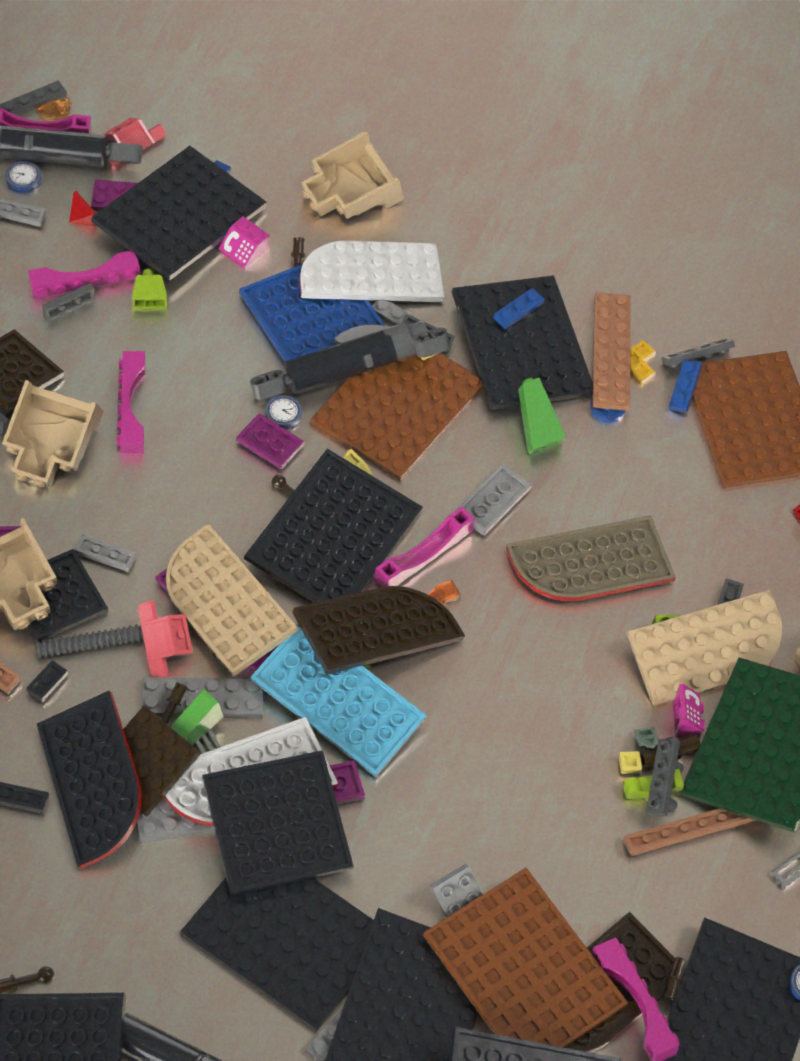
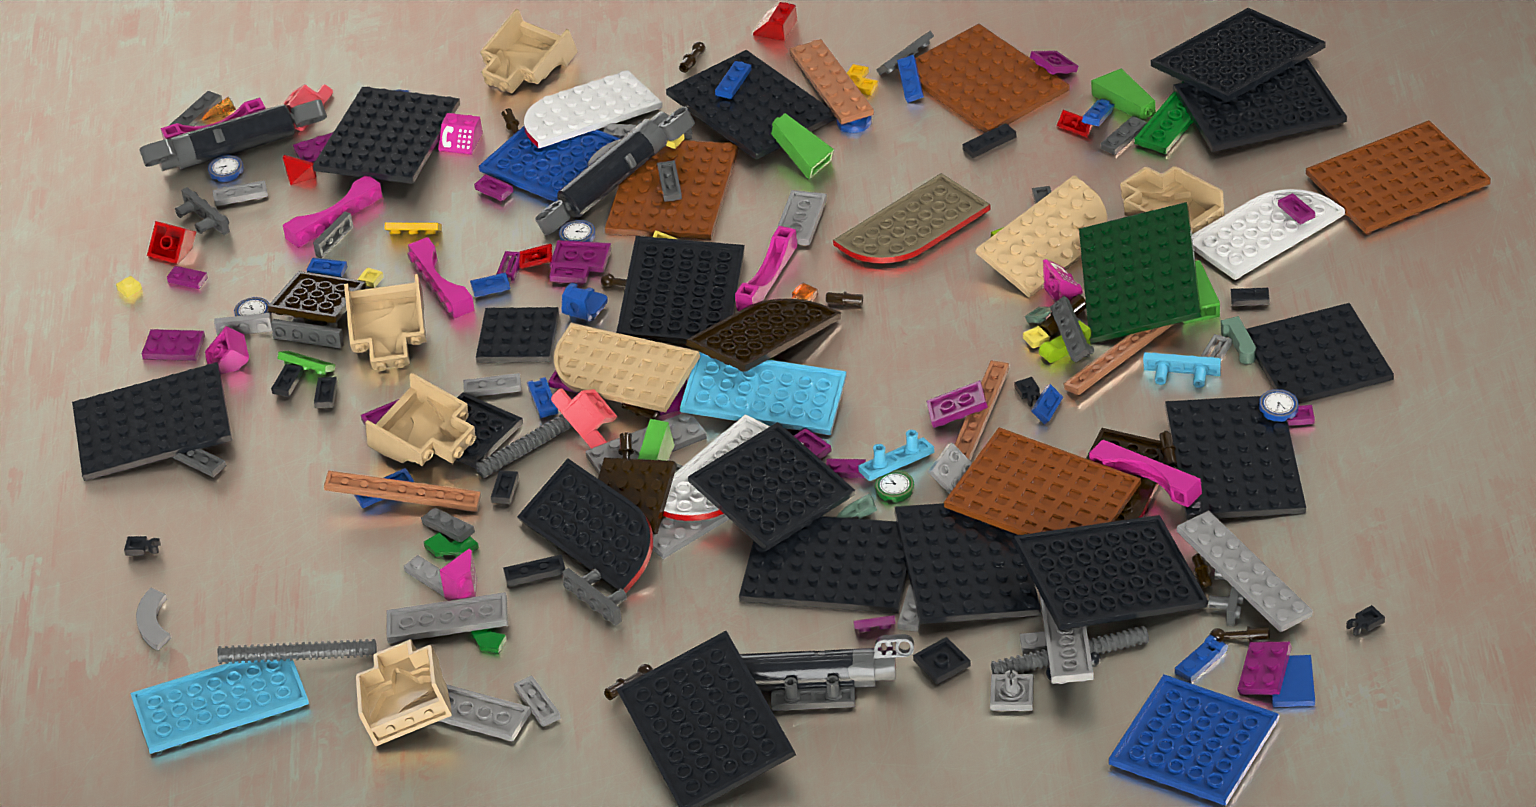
camera: 15 degrees left, 15 degrees down
(41, 337) = (327, 267): none -> blue plate
(53, 874) = (596, 600): none -> dark grey plate
(72, 369) = (371, 277): none -> light yellow plate
(141, 589) = (542, 396): none -> blue plate
(142, 330) = (413, 228): none -> yellow plate
(149, 291) = (401, 199): lime torso -> none
(163, 503) = (517, 334): none -> black plate
(171, 432) = (490, 284): none -> blue plate
(205, 420) = (512, 275): none -> magenta tile
(228, 422) = (535, 256): none -> red slope
(239, 320) = (493, 187): none -> magenta plate
(239, 499) = (582, 302): none -> blue piece
(248, 456) = (569, 273): none -> magenta plate
(278, 1034) = (866, 624): none -> magenta plate
(349, 885) = (860, 508): none -> sand green plate
(366, 826) = (846, 467): none -> magenta plate
(395, 397) = (669, 181): none -> dark grey plate
(398, 874) = (894, 486): none -> tile
(416, 843) = (893, 460): none -> medium azure plate
(479, 619) = (845, 299): none -> dark brown axle
(508, 809) = (957, 404): none -> magenta plate
(514, 248) = (690, 59): none -> dark brown pin
(526, 827) = (975, 422): none -> nougat plate
(588, 822) = (1028, 389): none -> black plate
(594, 852) = (1047, 404): none -> blue plate
(601, 255) = (777, 22): none -> red slope
(719, 496) = (989, 140): none -> black plate
(743, 867) = (1182, 364): none -> medium azure plate

